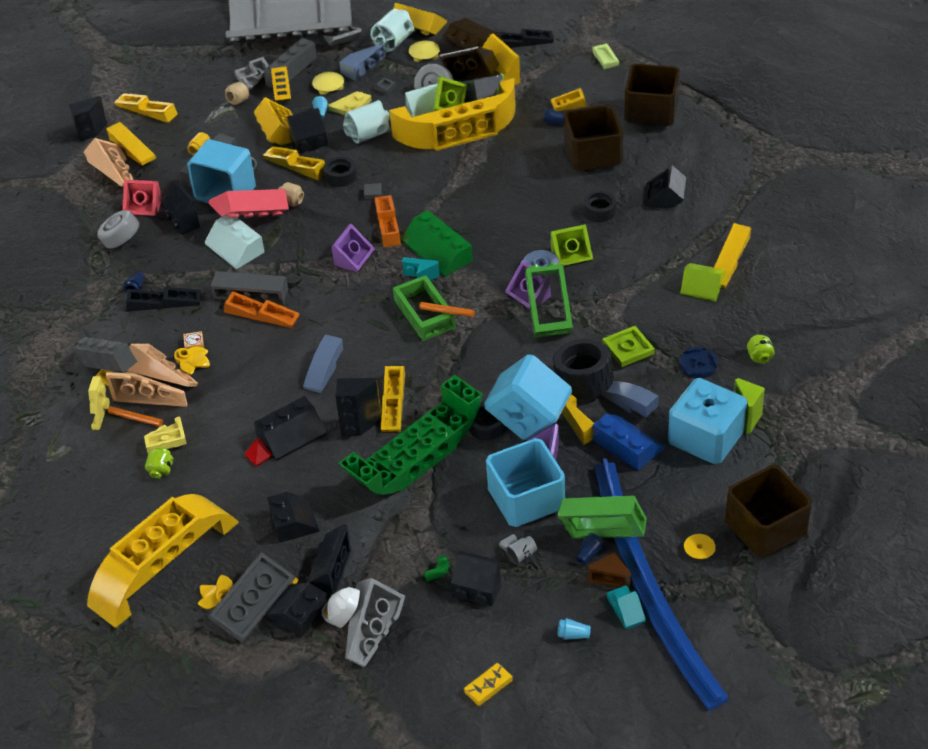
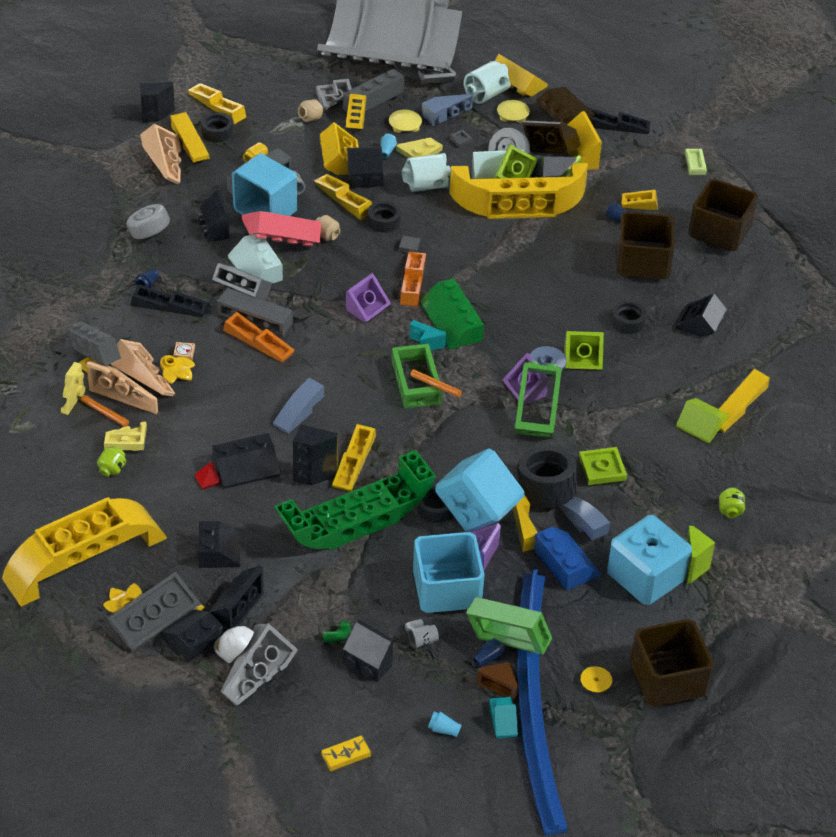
camera: 10 degrees right, 0 degrees up
(142, 197) = (181, 195): coral slope -> none
(156, 135) = (217, 135): none -> black tyre
(228, 261) = (242, 281): none -> dark grey brick
(698, 363) = (666, 500): dark blue tile -> none

